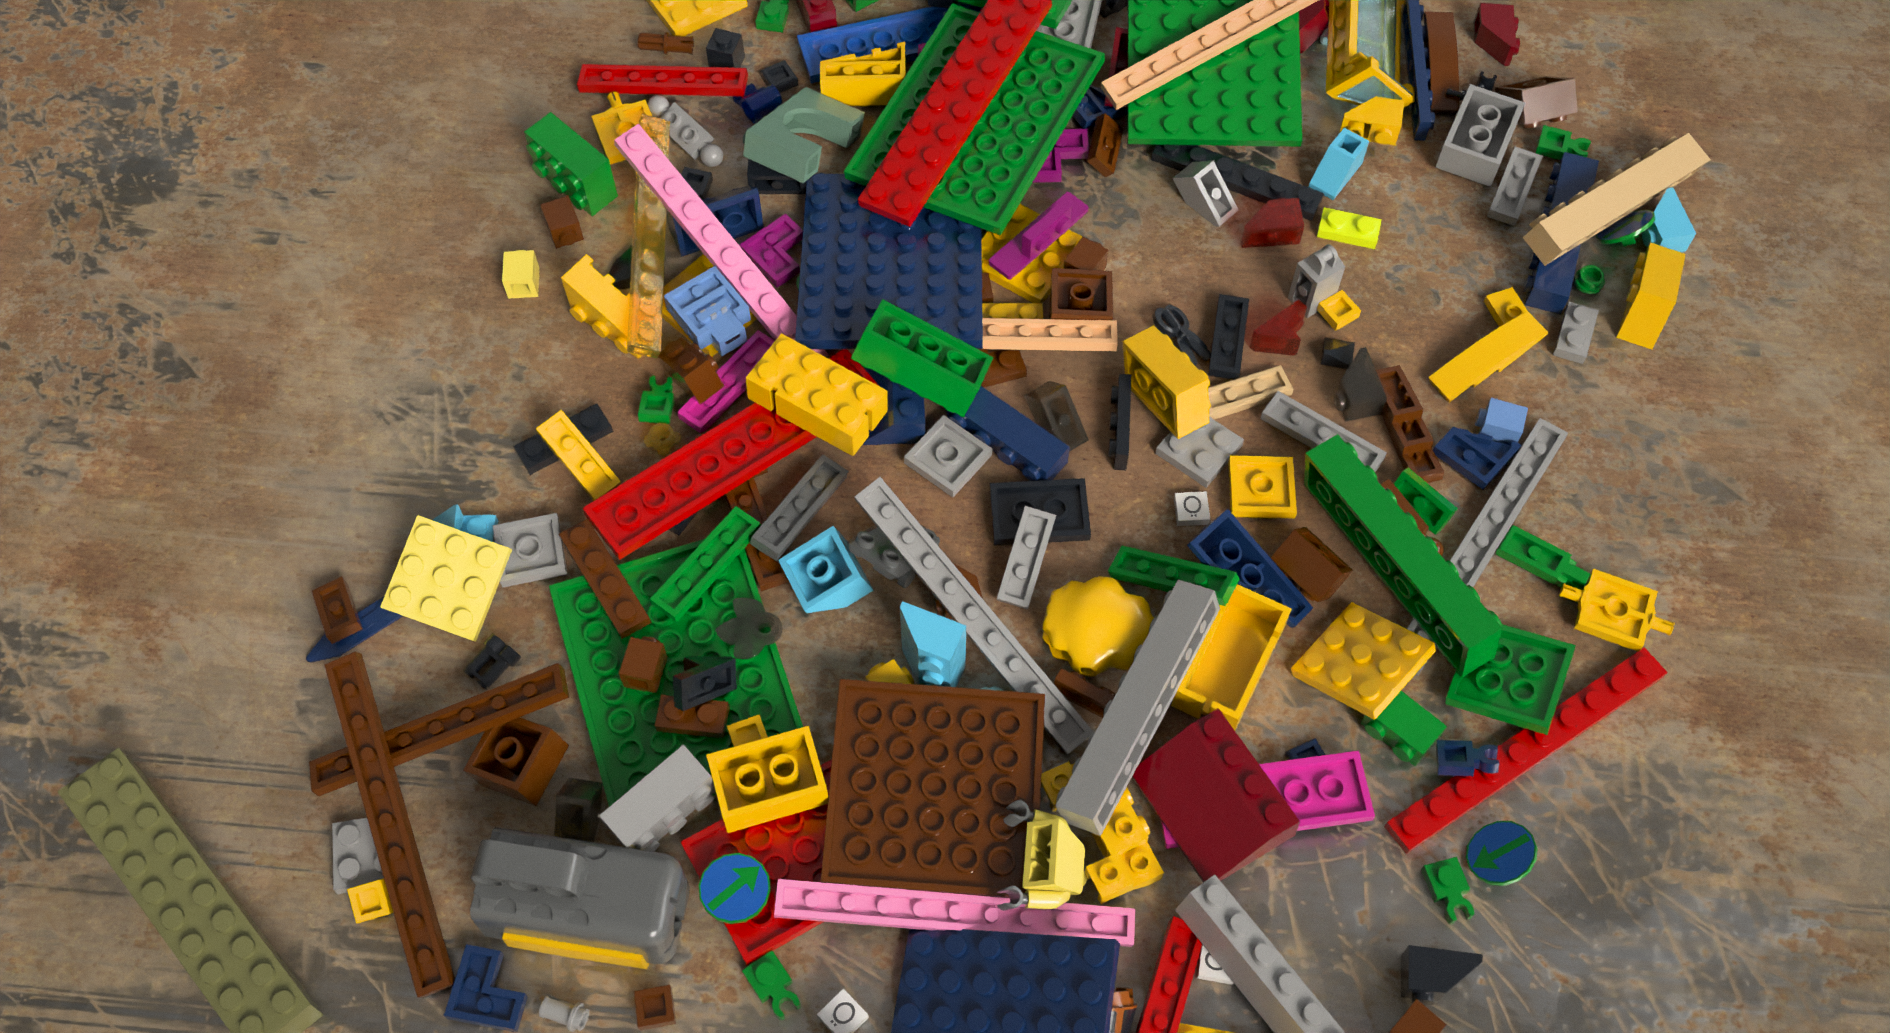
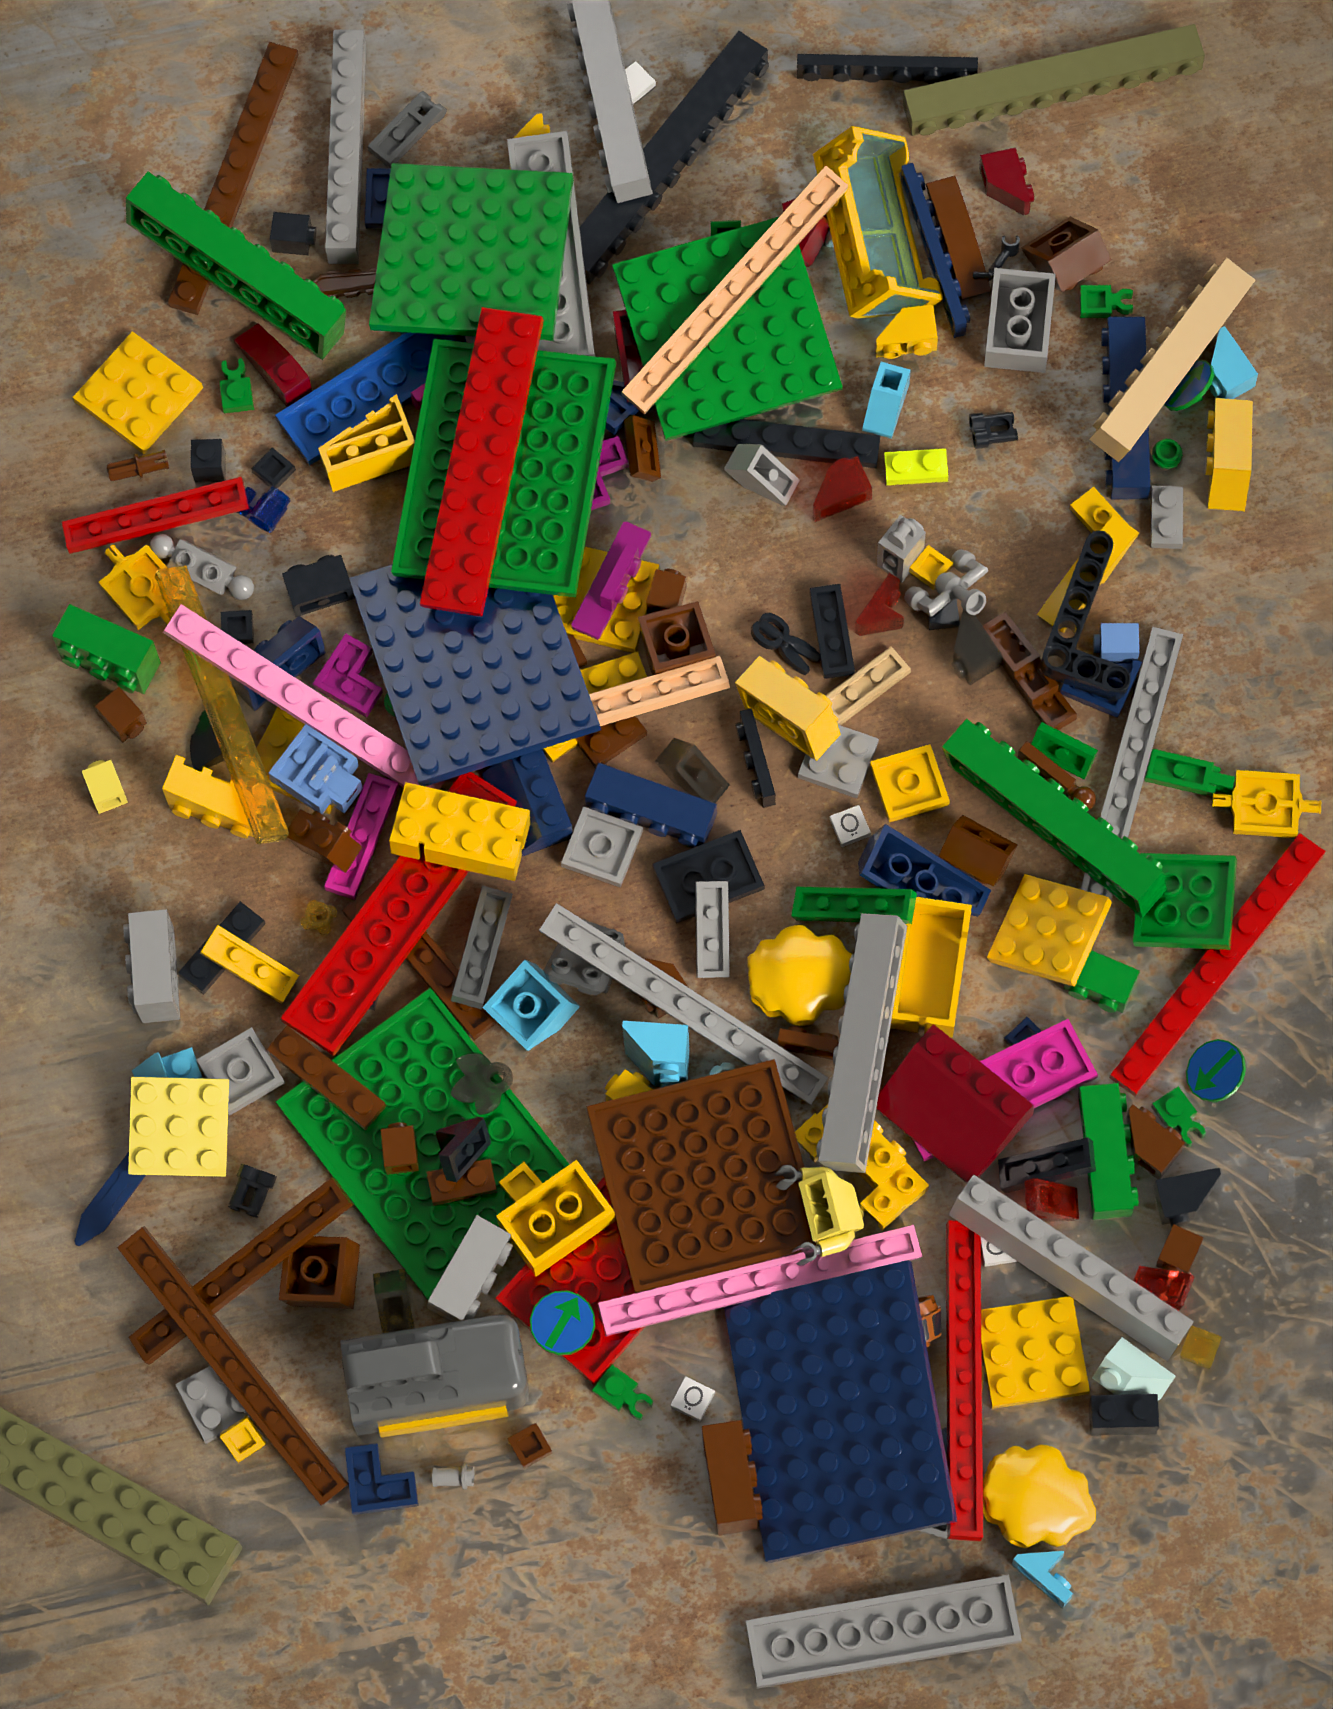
camera: 15 degrees left, 10 degrees up
(337, 610) = (86, 1189): reddish brown plate -> none
(489, 430) = (152, 966): none -> light grey brick
(658, 403) = (299, 882): green plate -> none
(705, 564) = (417, 1033): green plate -> none
(810, 112) = (324, 509): sand green arch -> none
(922, 358) = (550, 763): green slope -> none
(1289, 931) = (1051, 1200): none -> clear red slope
(1295, 892) = (1047, 1164): none -> black plate
(1315, 429) = (950, 708): light grey plate -> none
(1354, 329) = (952, 587): none -> light grey piece
(1362, 900) = (1103, 1123): none -> green brick
(1412, 905) = (1152, 1144): none -> reddish brown slope
(1419, 212) = (981, 431): none -> black piece
(1461, 759) = (1158, 995): dark blue plate -> none
(1467, 385) = (1075, 620): none -> black beam
(1514, 186) = (1068, 366): light grey plate -> none

